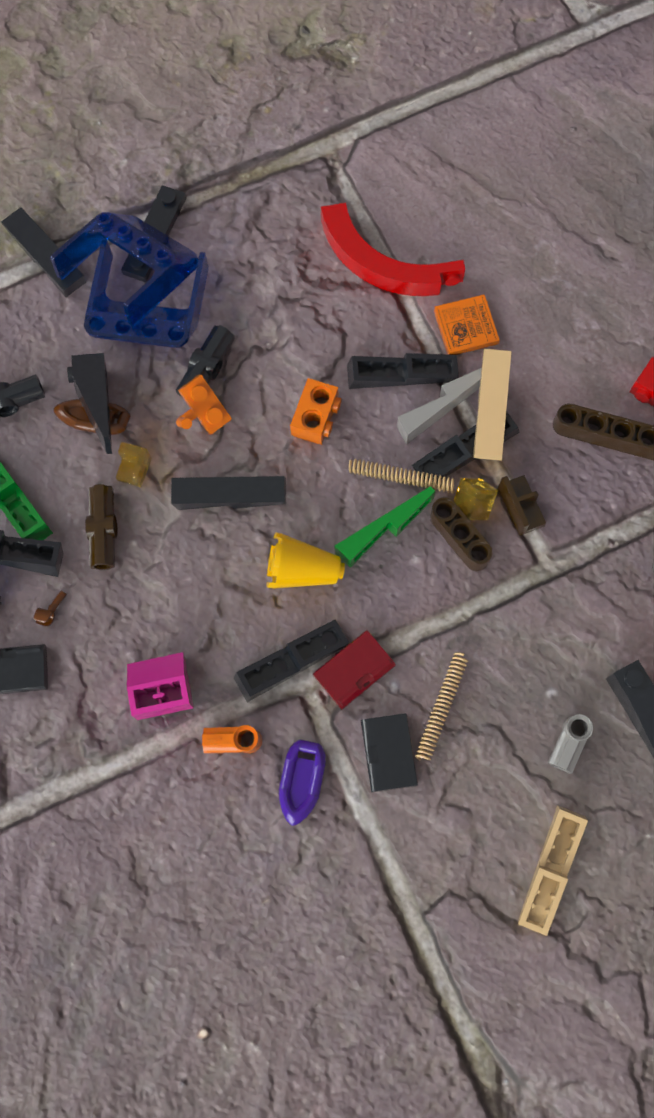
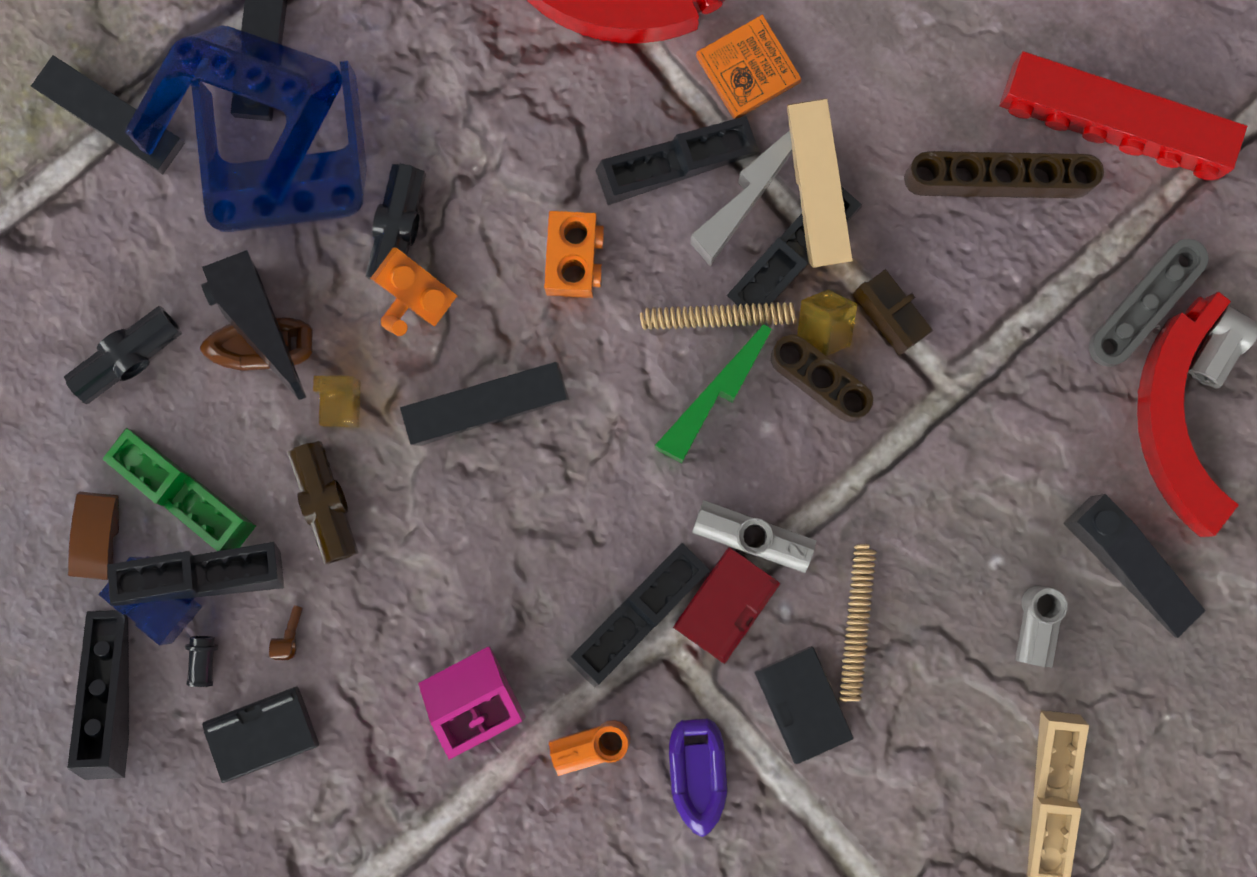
camera: 15 degrees left, 10 degrees up
(301, 564) = (615, 482): yellow cone -> none
(400, 638) = (778, 545): none -> light grey piece

